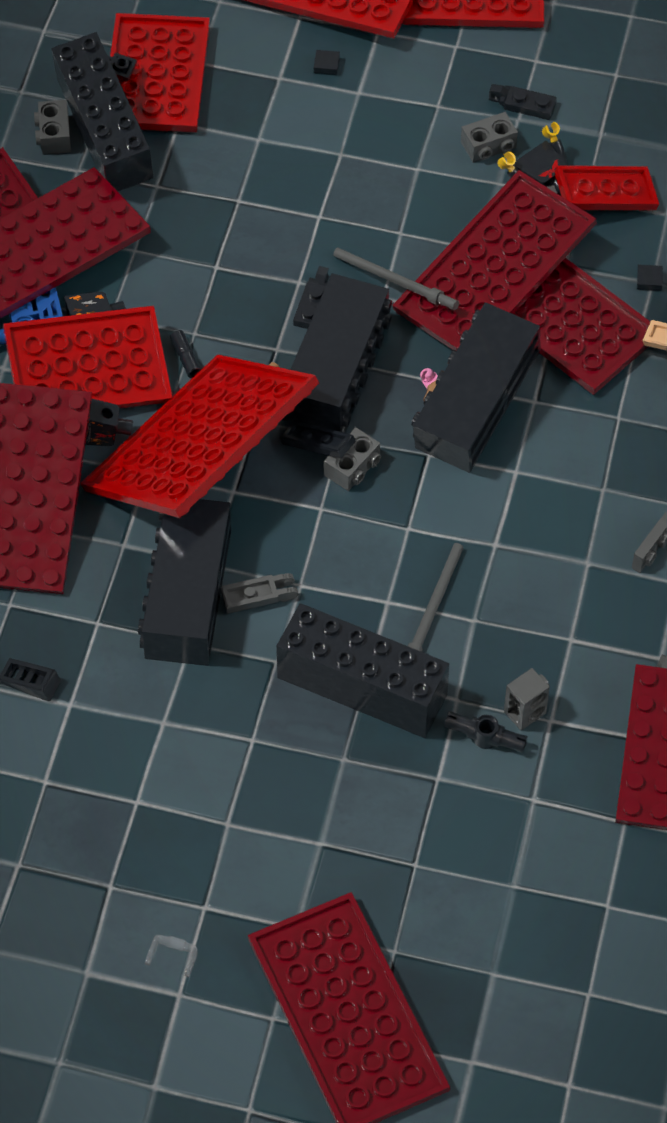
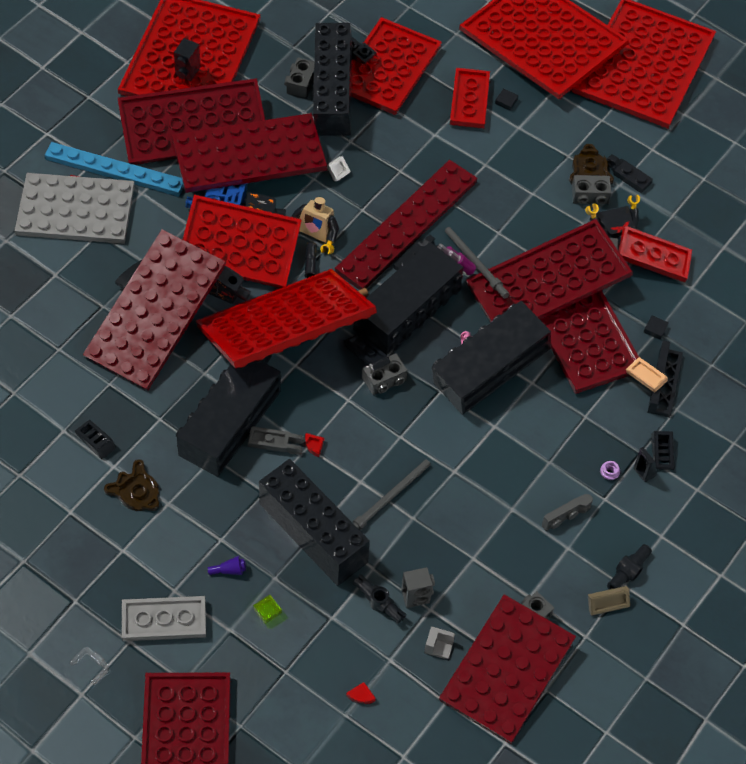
camera: 20 degrees right, 0 degrees up
(114, 721) = (135, 490): none -> dark brown tile
(162, 225) = (338, 168): none -> white plate
(174, 301) = (318, 222): none -> torso
(234, 861) = (163, 618): none -> light grey plate
(280, 76) = (470, 98): none -> red plate
(282, 265) = (405, 225): none -> dark red plate
(286, 765) = (233, 566): none -> dark purple cone
(307, 578) = (314, 444): none -> red tile
(356, 798) = (267, 609): none -> clear neon green plate
(376, 279) = (468, 266): none -> magenta piece
(469, 106) = (590, 163): none -> dark brown tile
(521, 853) = (361, 694): none -> red tile
(583, 754) = (439, 643): none -> light grey panel

